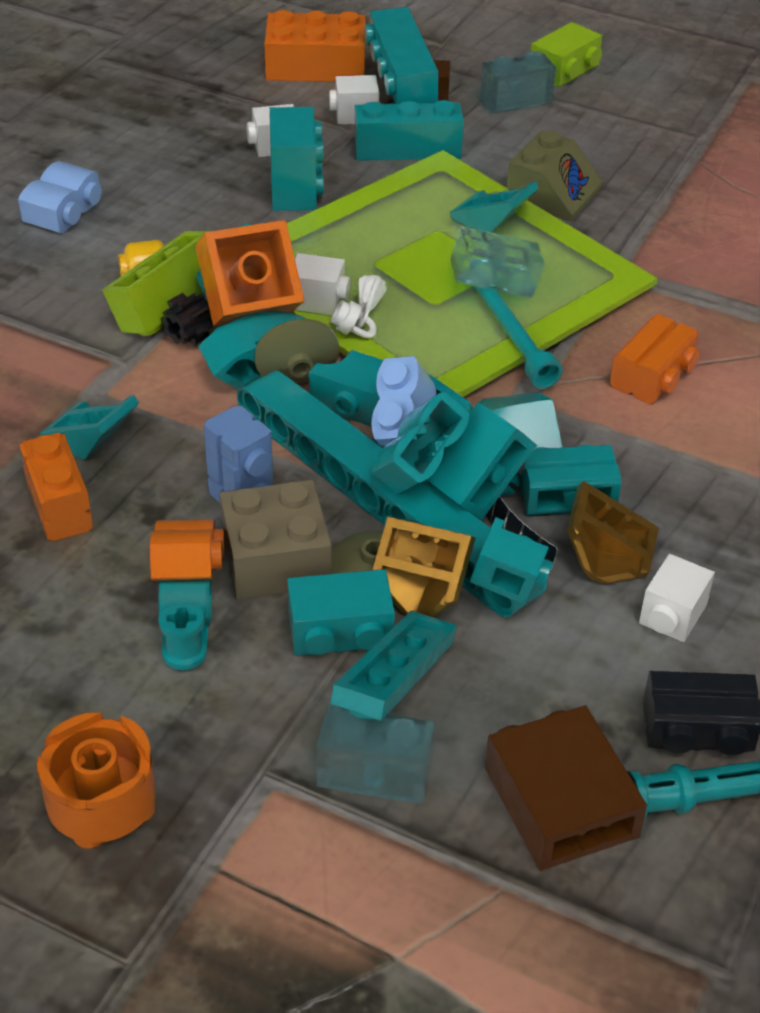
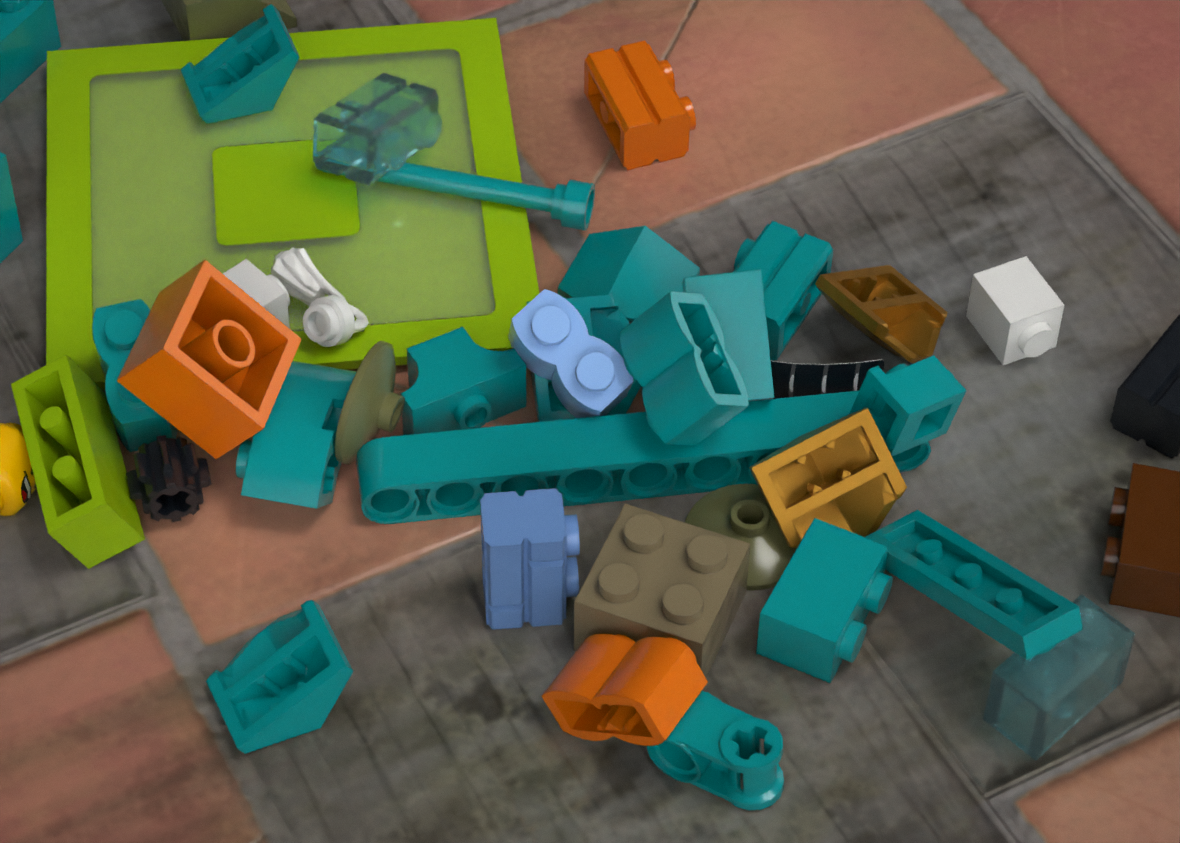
camera: 55 degrees left, 5 degrees up
(56, 486) = (384, 769): orange brick -> none

